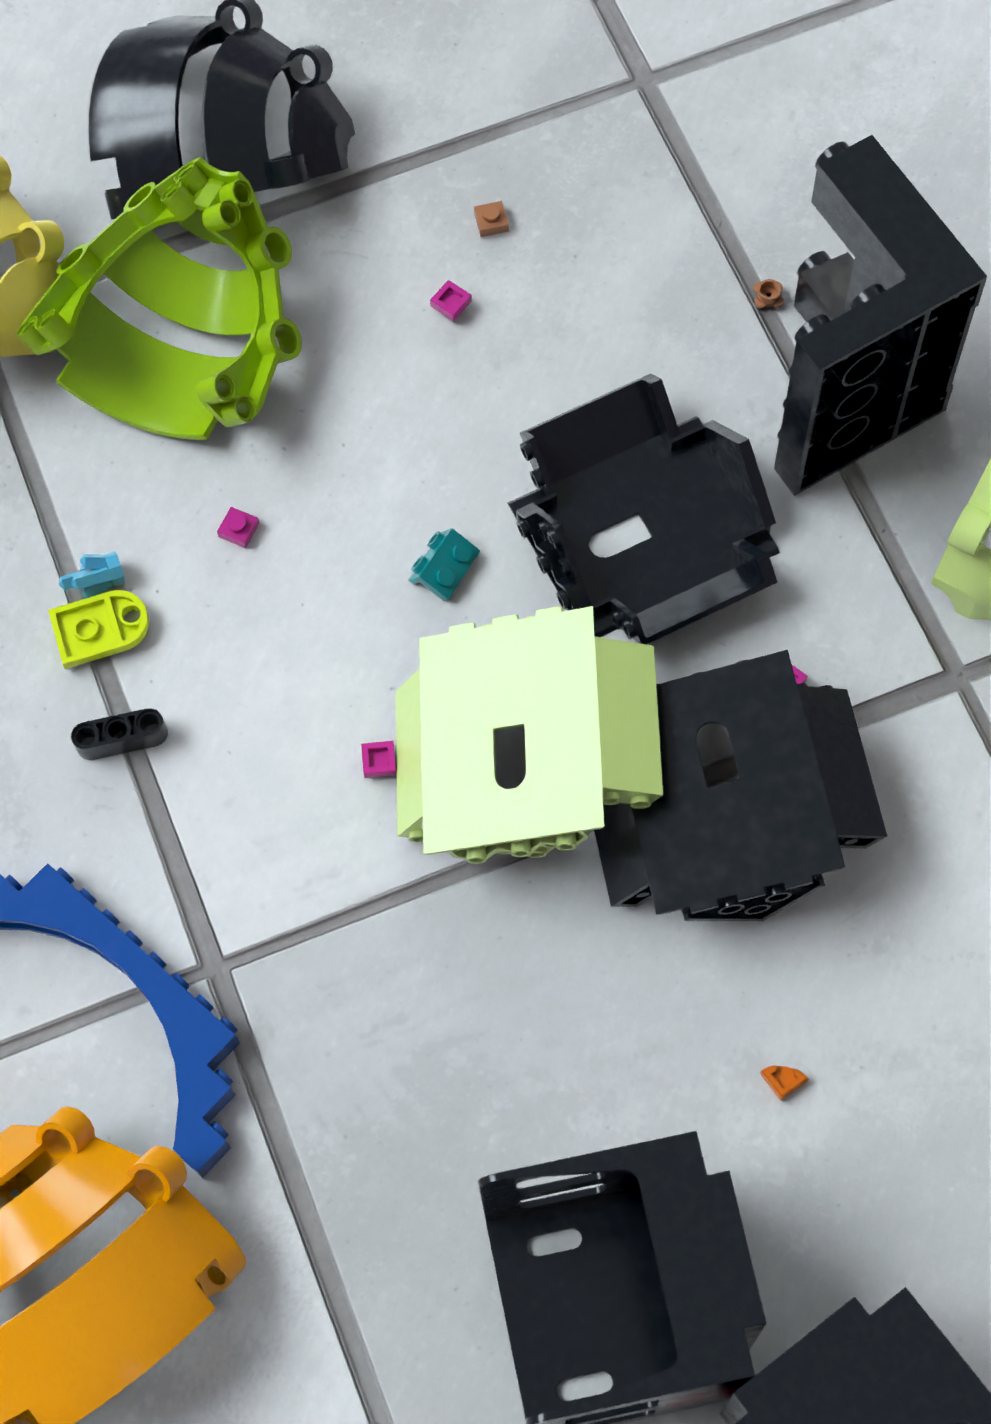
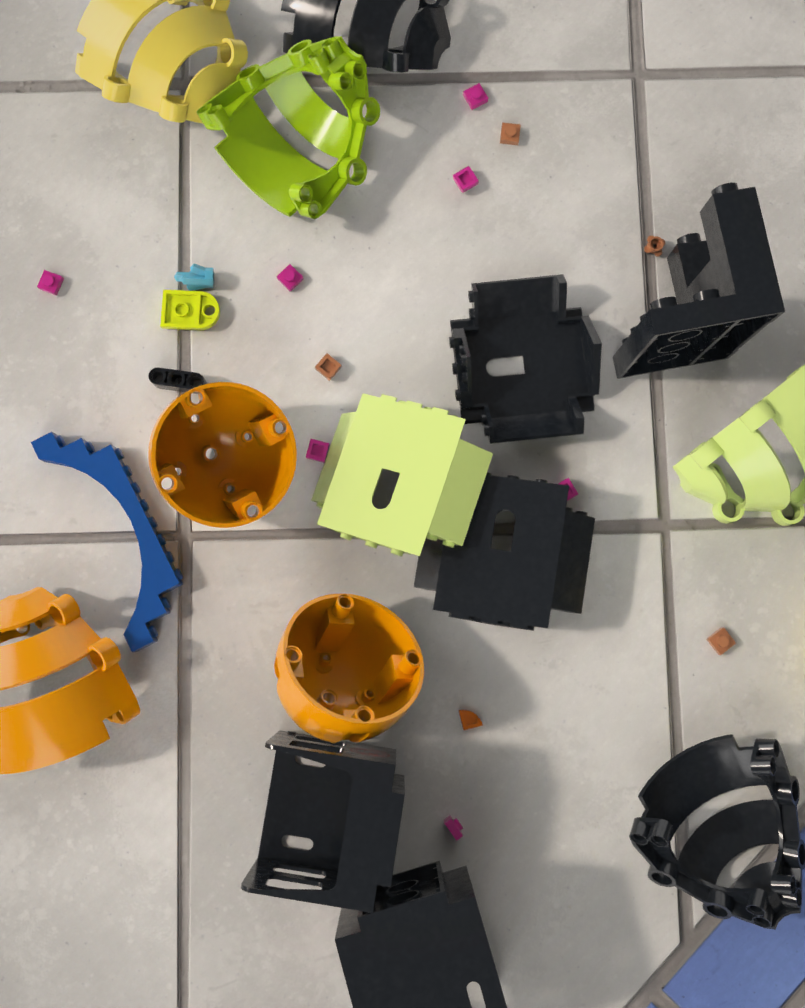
camera: 15 degrees right, 15 degrees up
(215, 743) = (255, 468): none -> light orange piece
(347, 632) = (328, 366): none -> nougat plate
(419, 186) = (475, 96): none -> dark pink plate
(444, 563) = (398, 345): teal bracket -> none
(558, 1045) = (352, 658): none -> light orange piece
(830, 1256) = (454, 827): none -> dark pink plate

